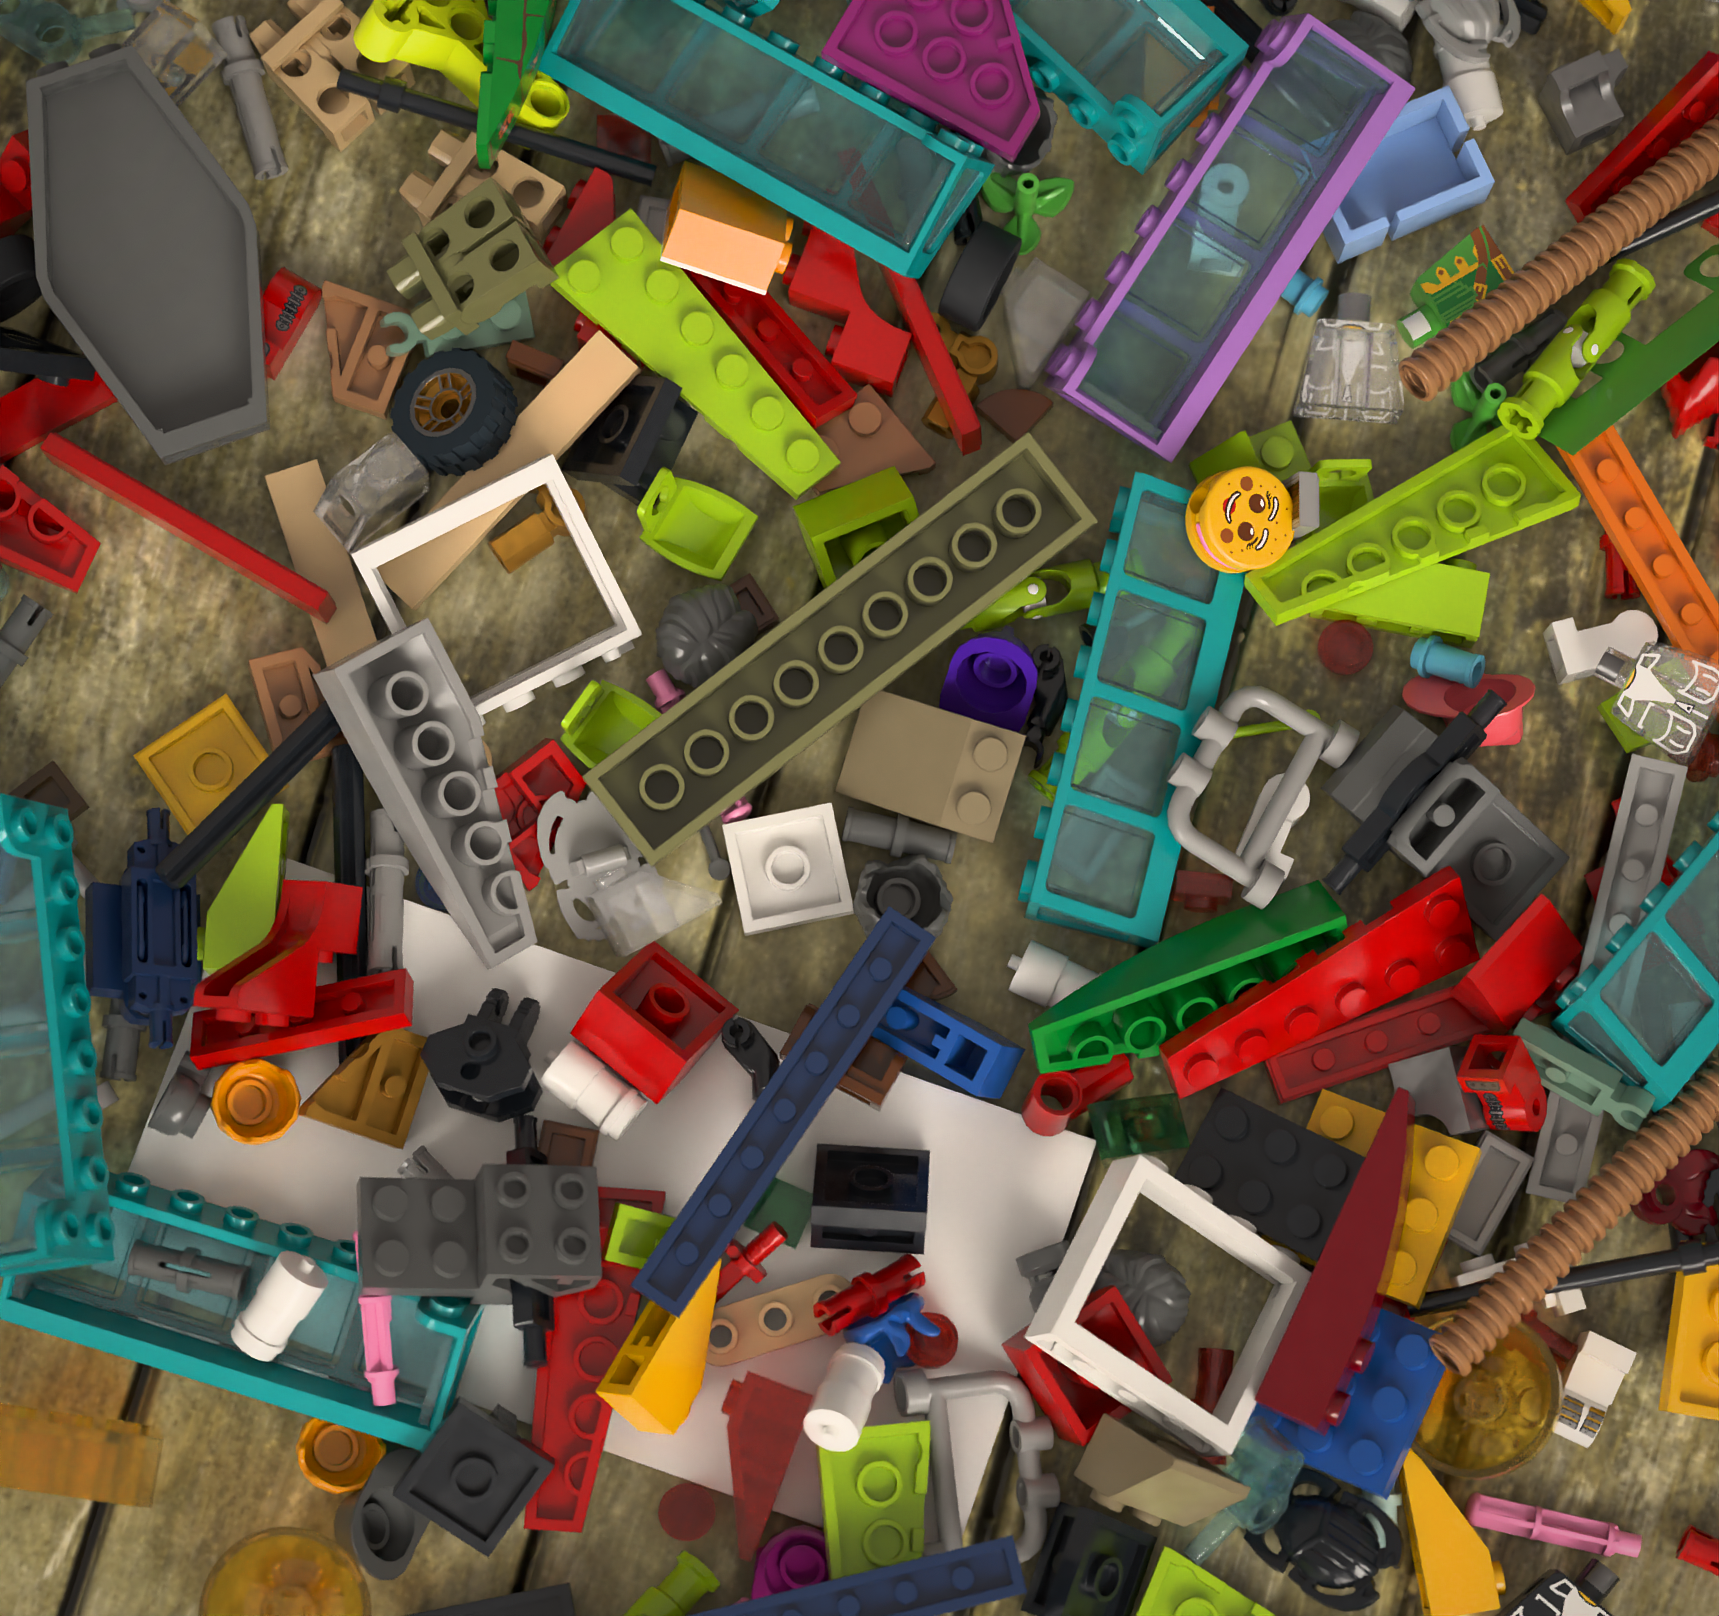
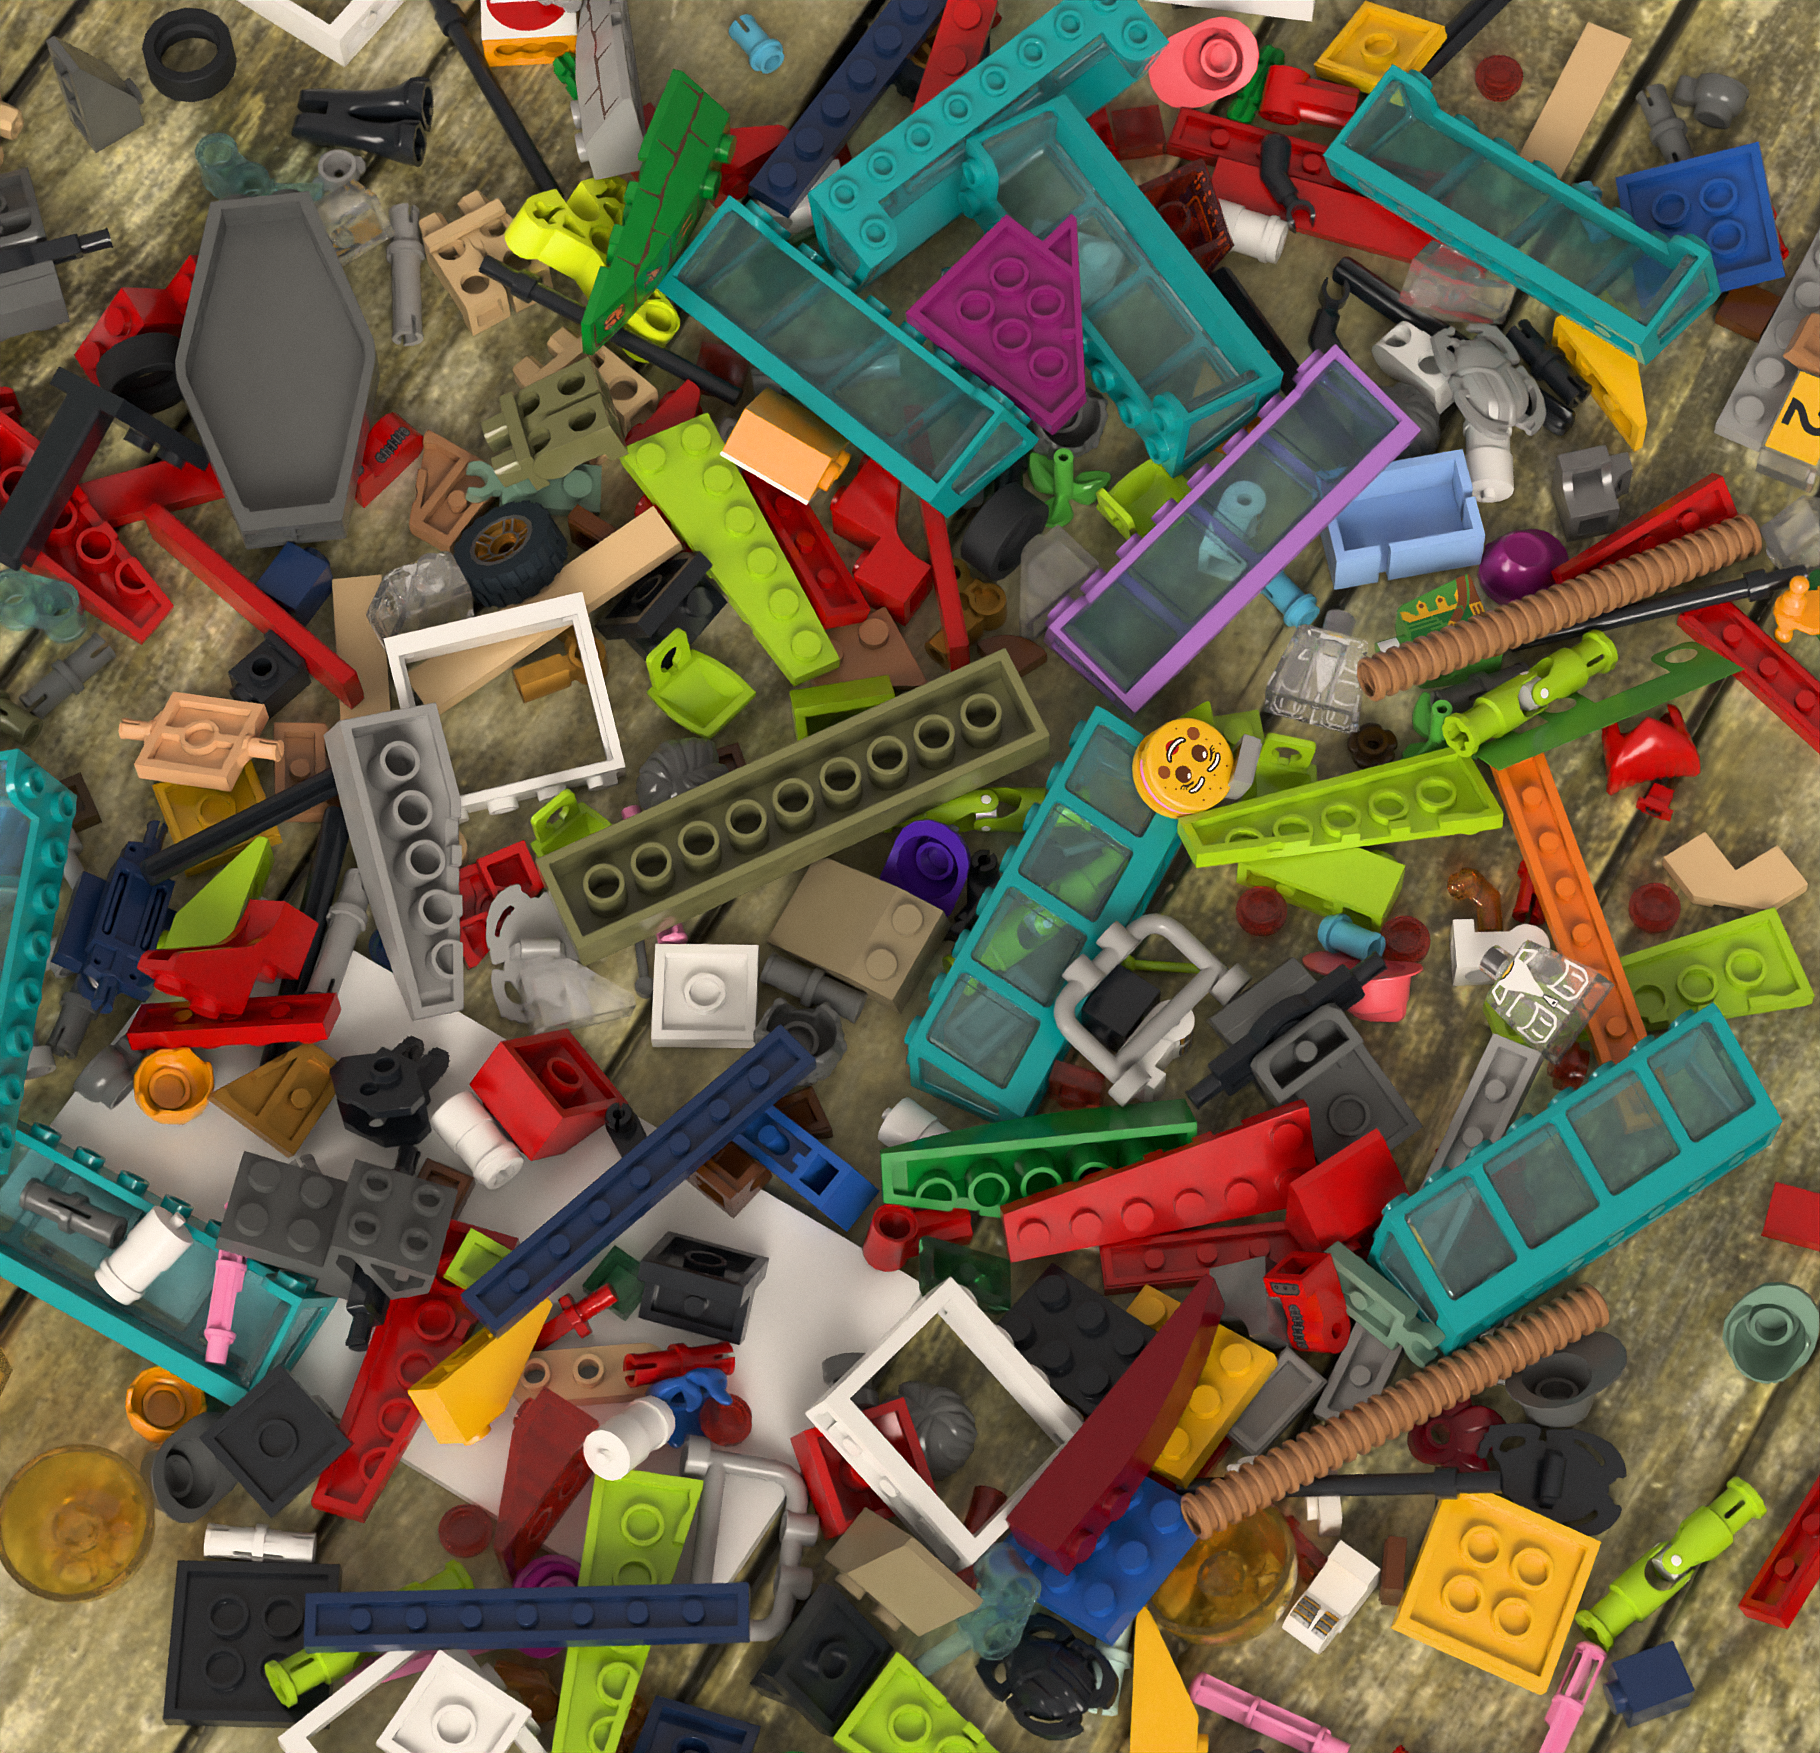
camera: 20 degrees right, 15 degrees down
(175, 697) = (201, 741): none -> light nougat plate
(228, 490) = (298, 581): none -> dark blue brick
(247, 602) = (282, 684): none -> black brick
(478, 1577) = (259, 1544): none -> white pin
(1114, 204) = (1139, 497): none -> lime piece
(1228, 796) = (1118, 1007): none -> black brick
(1413, 449) = (1366, 757): none -> dark brown plate
(1503, 648) = (1405, 939): none -> clear red plate
(1528, 195) = (1520, 564): none -> magenta hat
(1571, 581) = (1473, 885): none -> clear orange arm
(1644, 1339) = (1392, 1570): none -> reddish brown tile

